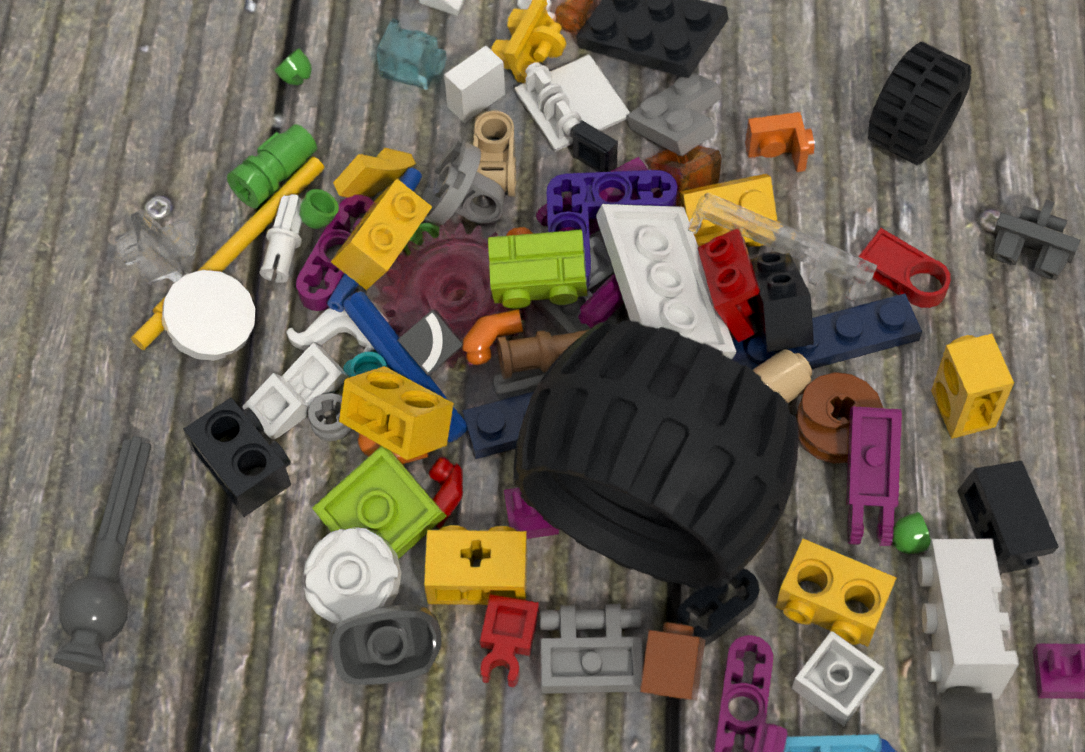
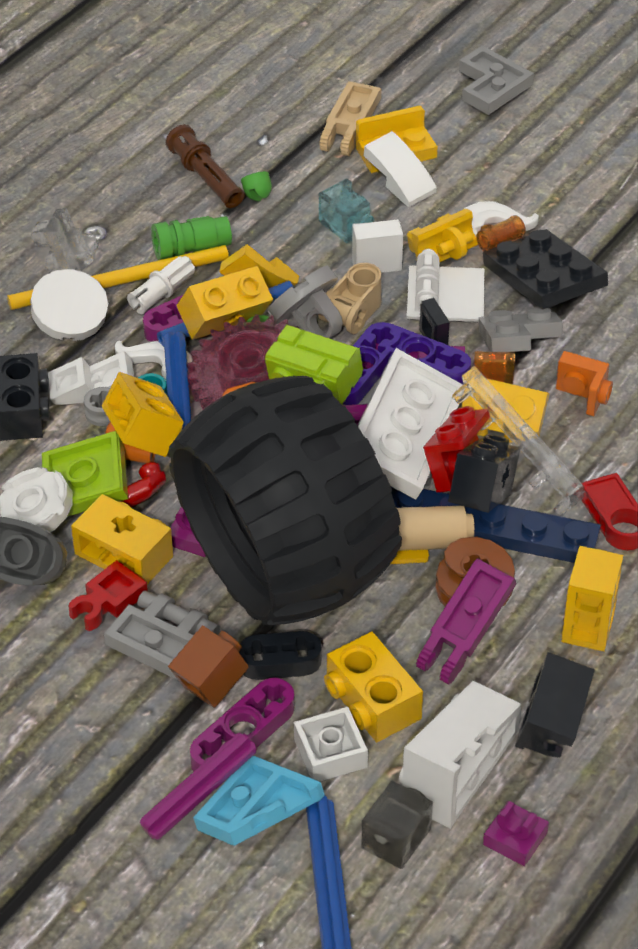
camera: 30 degrees right, 15 degrees down
(202, 62) = (226, 188): none -> reddish brown pin
(318, 209) = (196, 271): bright green hinge -> none
(431, 342) = (203, 383): dark grey tile -> none
(911, 534) = (465, 674): bright green hinge -> none

